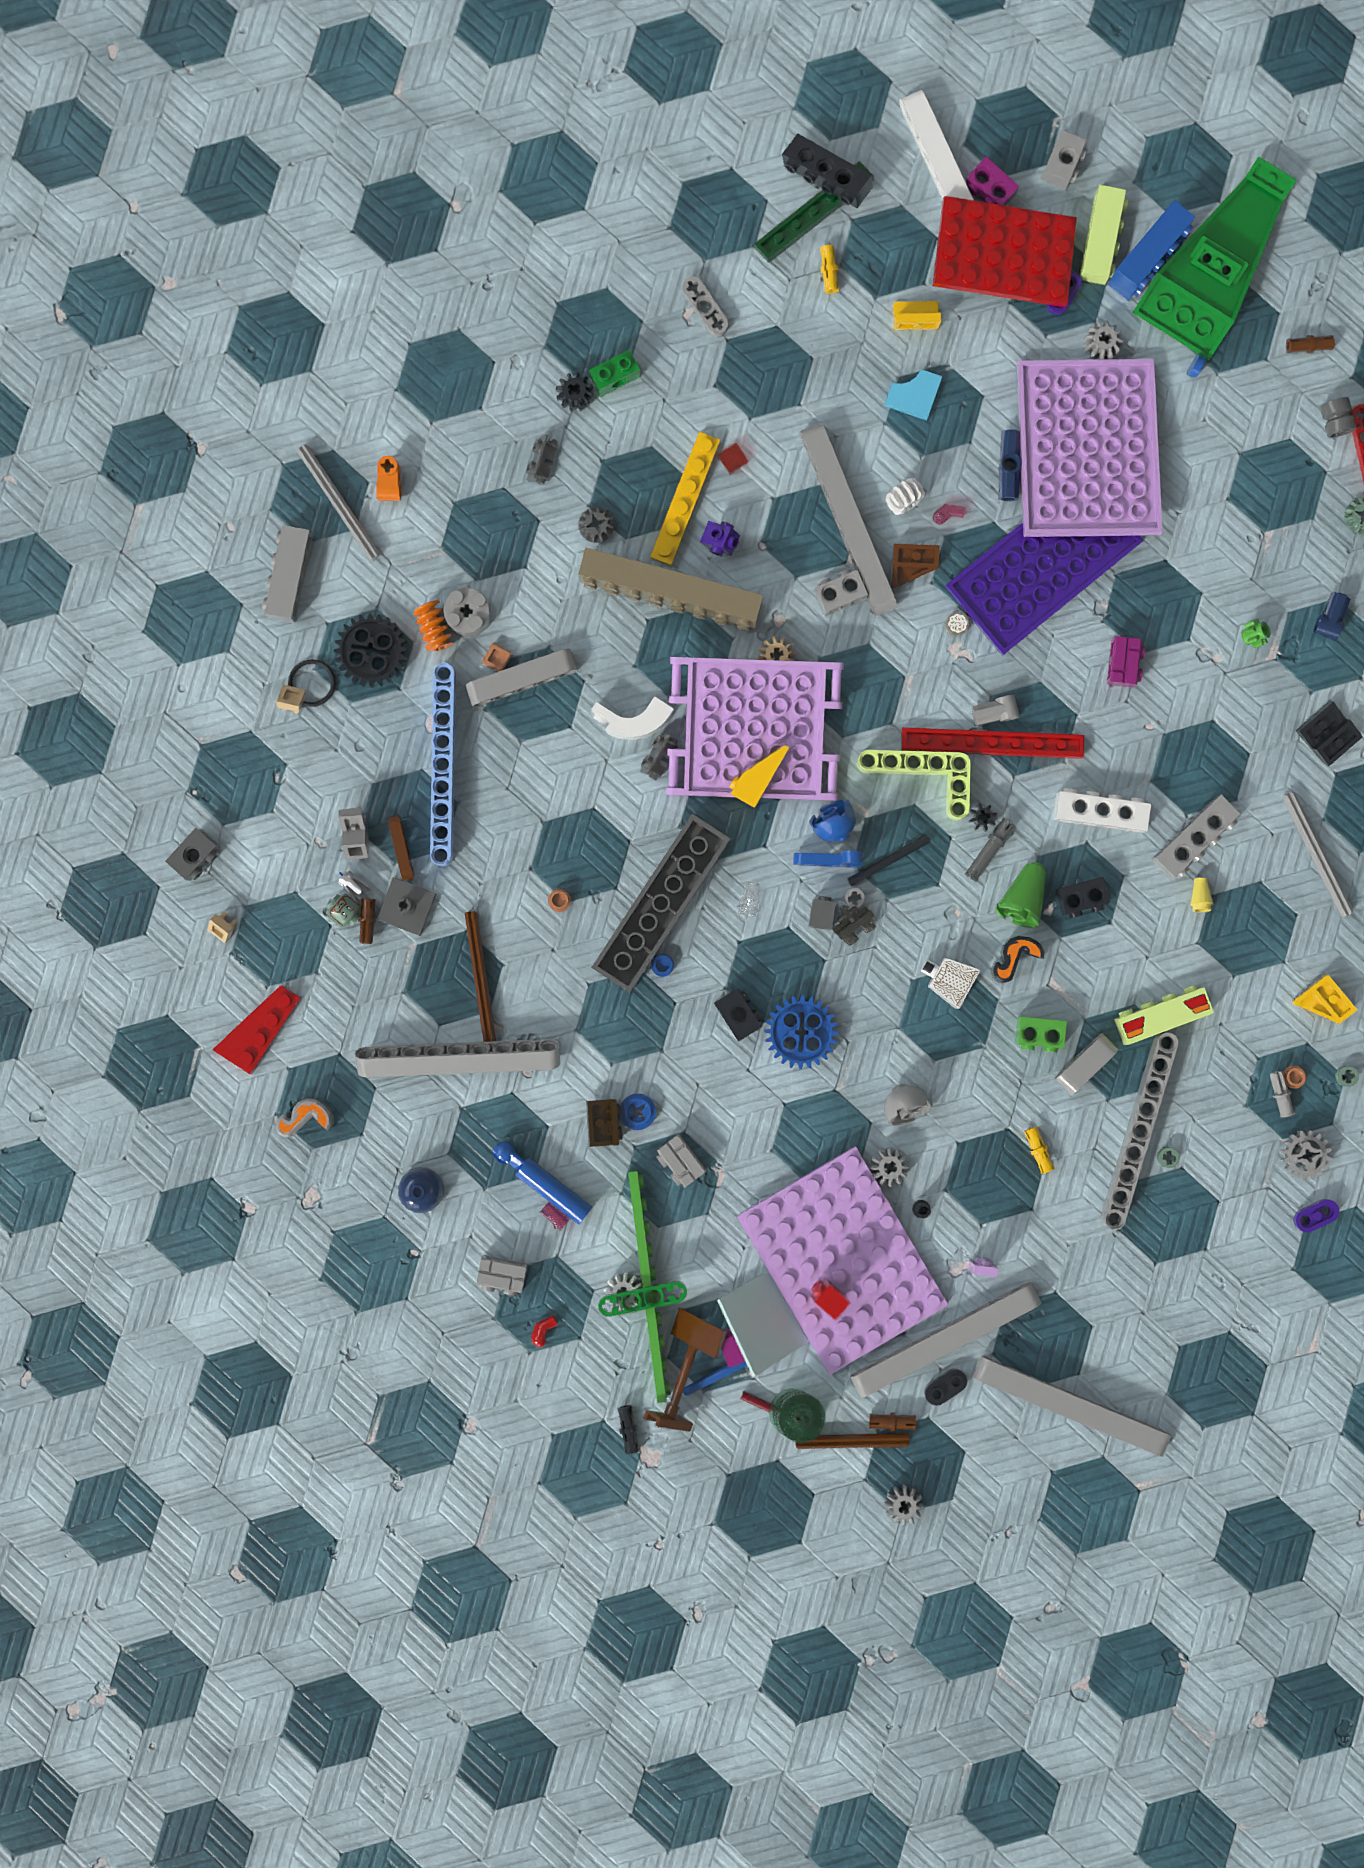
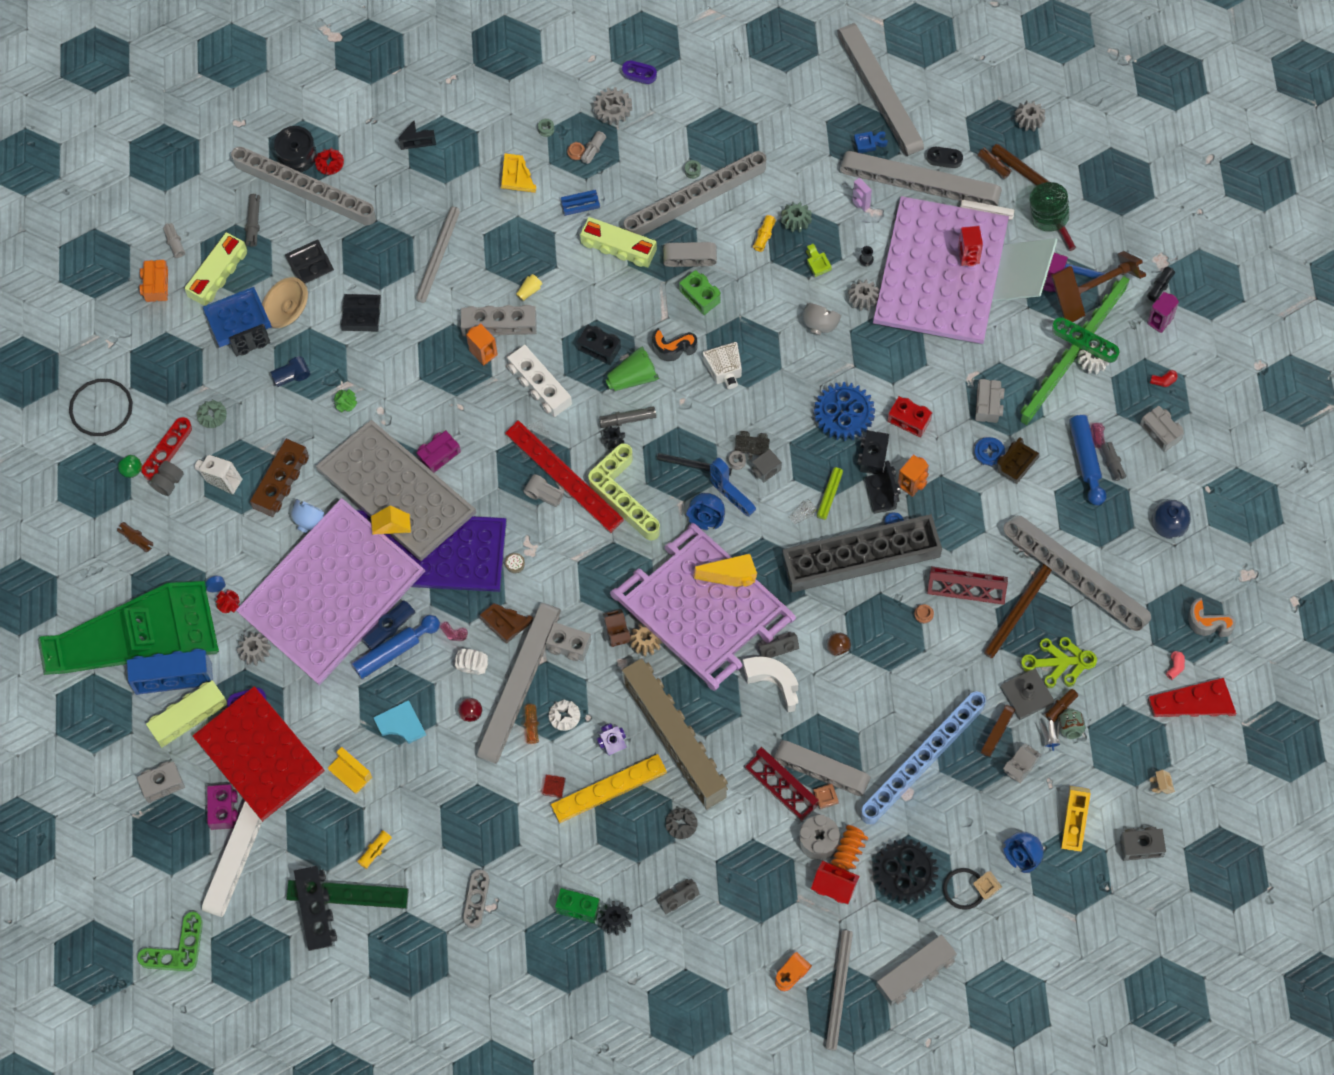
camera: 140 degrees left, 20 degrees down
(269, 828) = (1075, 818): none -> yellow slope
(285, 758) = (1024, 851): none -> blue cylinder
(299, 1052) = (1178, 665): none -> coral arm
(401, 963) = (1061, 661): none -> lime plant
(419, 584) = (835, 882): none -> red brick
(518, 1201) = (1113, 461): none -> dark grey pin
(539, 640) = (787, 779): none -> dark red fence
(547, 965) = (968, 578): none -> dark red fence
(598, 1396) = (1163, 312): none -> magenta brick
(607, 802) = (838, 644): none -> reddish brown piece
(679, 1020) = (913, 475): none -> orange brick
(698, 983) = (883, 490): none -> black bracket
(738, 1080) = (910, 416): none -> red brick
(743, 940) = (829, 493): none -> lime axle
(777, 536) = (566, 723): none -> white gear
(802, 493) = (531, 724): none -> clear orange axle
(809, 641) = (616, 628): none -> reddish brown brick
(856, 1365) = (988, 208): none -> white axle
(866, 456) = (470, 709): none -> dark red piece
(902, 40) = (178, 956): none -> bright green beam
(960, 1164) = (817, 262): none -> lime plate
(985, 452) = (394, 647): none -> blue piece
(1016, 1190) = (796, 217): none -> sand green gear
(1032, 1335) = (867, 142): none -> blue plate
(1095, 547) = (390, 521): none -> yellow slope
(1125, 589) = (382, 473): none -> light grey plate
(1168, 359) = (227, 601): none -> red gear
(1179, 498) = (306, 515): none -> light blue cylinder
(1187, 795) = (481, 344): none -> orange brick
(1243, 498) = (288, 452): none -> reddish brown brick
(1256, 1016) = (580, 199): none -> blue tile
(1296, 463) = (219, 473): none -> white torso

